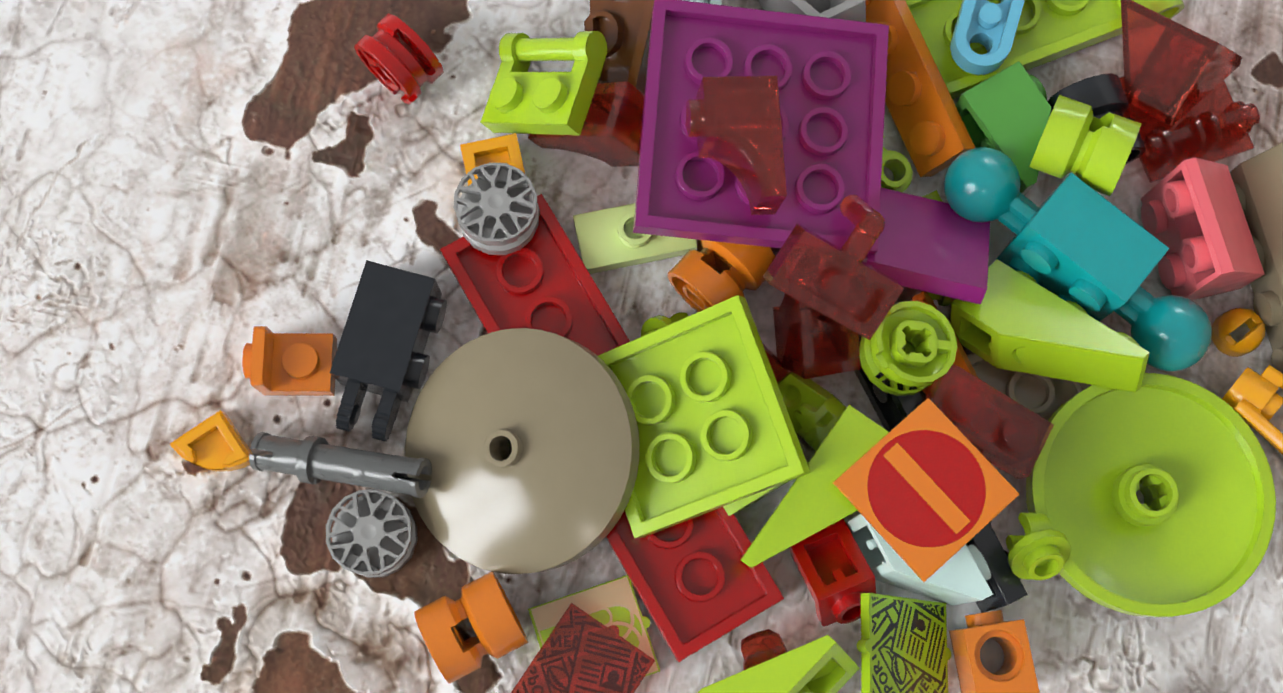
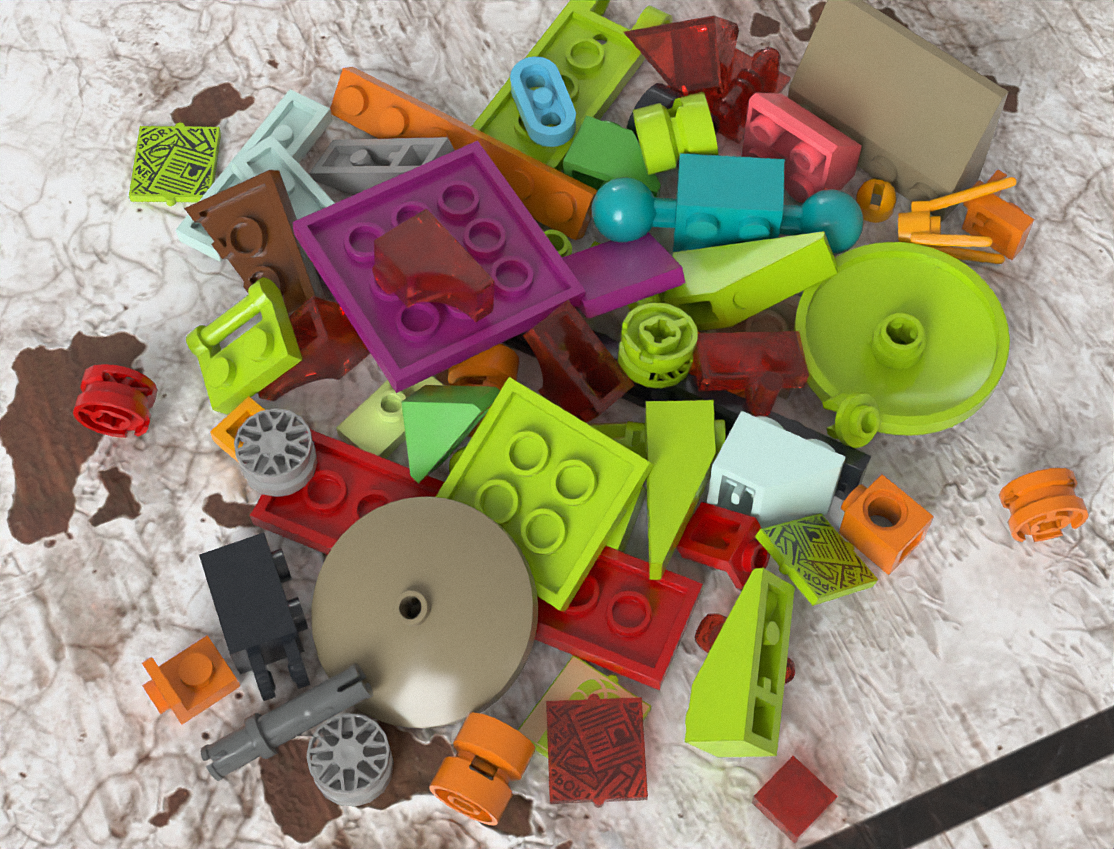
camera: 30 degrees left, 15 degrees down
(214, 445) = (169, 787): light orange tile -> none
(656, 283) = (439, 421): none -> slope
(837, 278) = (569, 319): clear red plate -> none
(926, 489) = (743, 412): piece -> none

